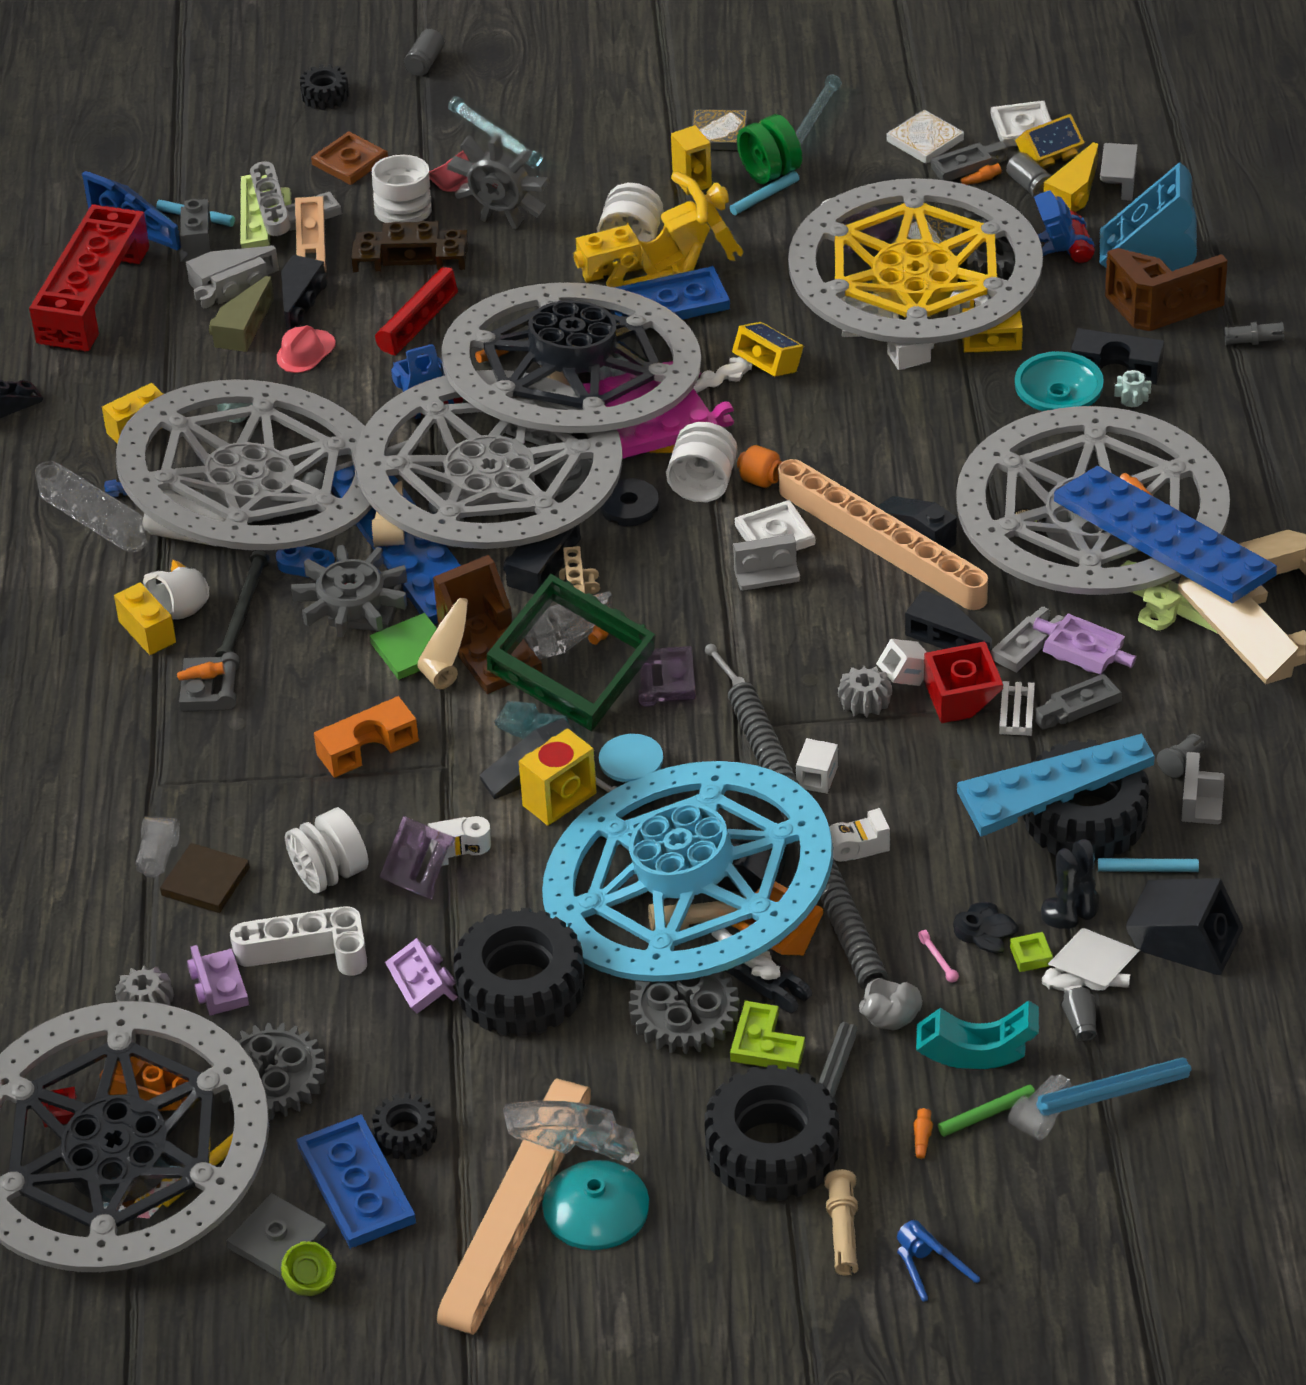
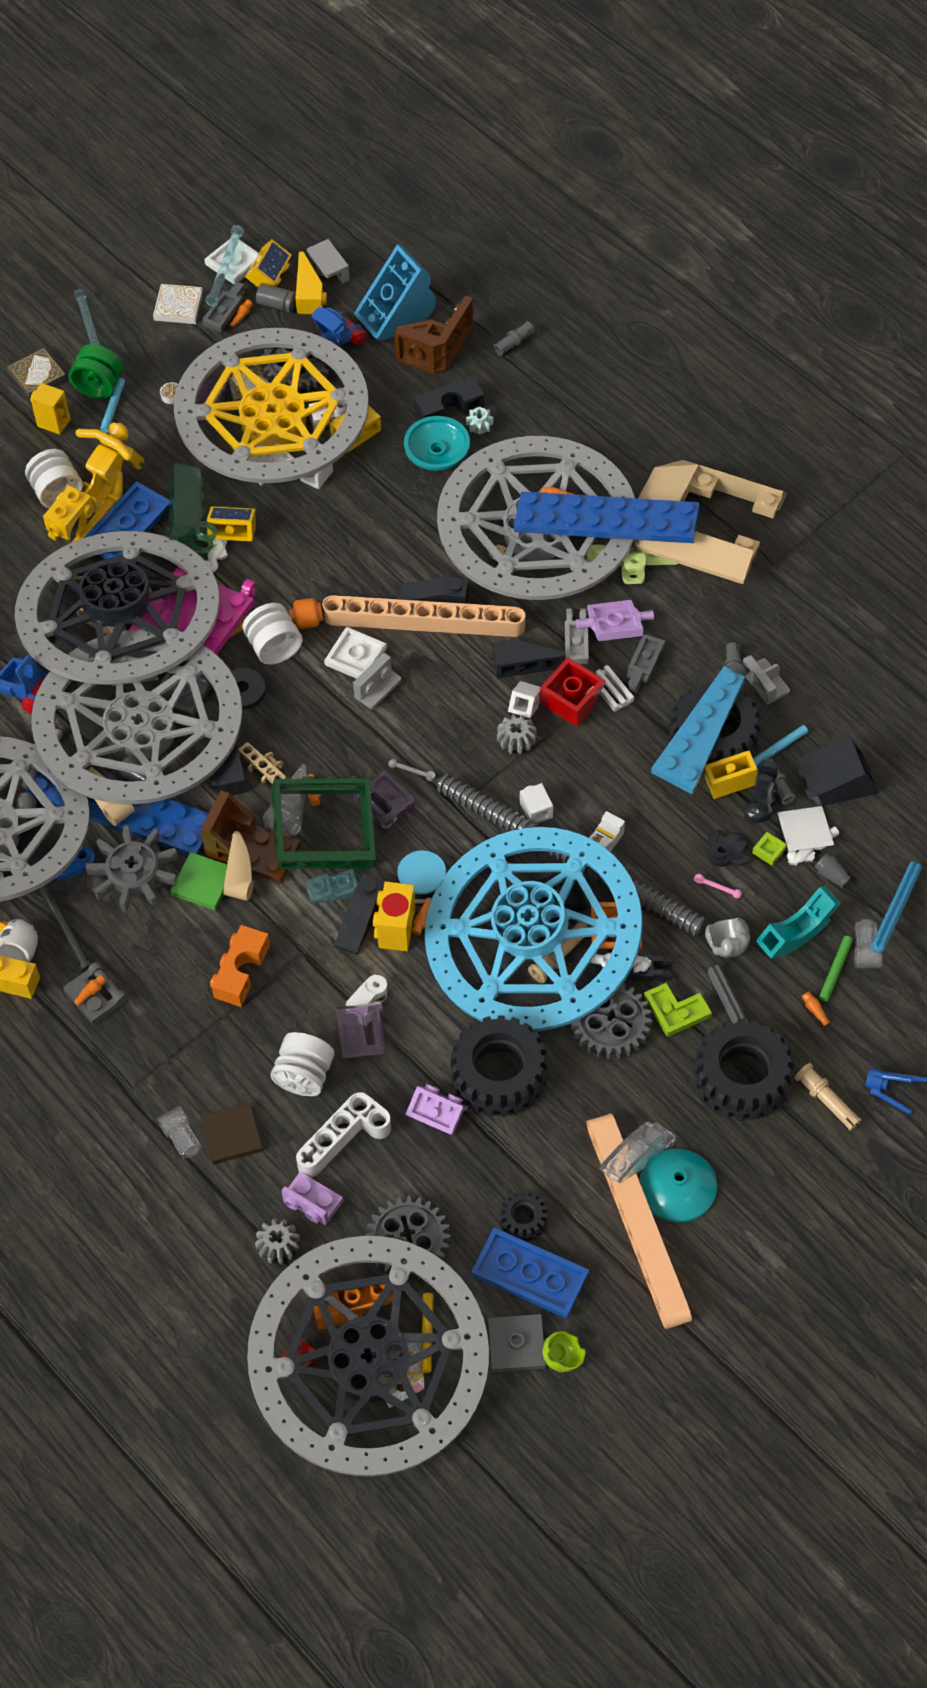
camera: 40 degrees left, 15 degrees up
(587, 800) = (420, 919): none -> orange piece
(735, 306) = (186, 508): none -> clear green hinge
(1040, 847) = (731, 774): none -> yellow brick
(1047, 97) = (212, 299): none -> clear light blue bar
(1110, 895) = (783, 790): none -> dark grey pin

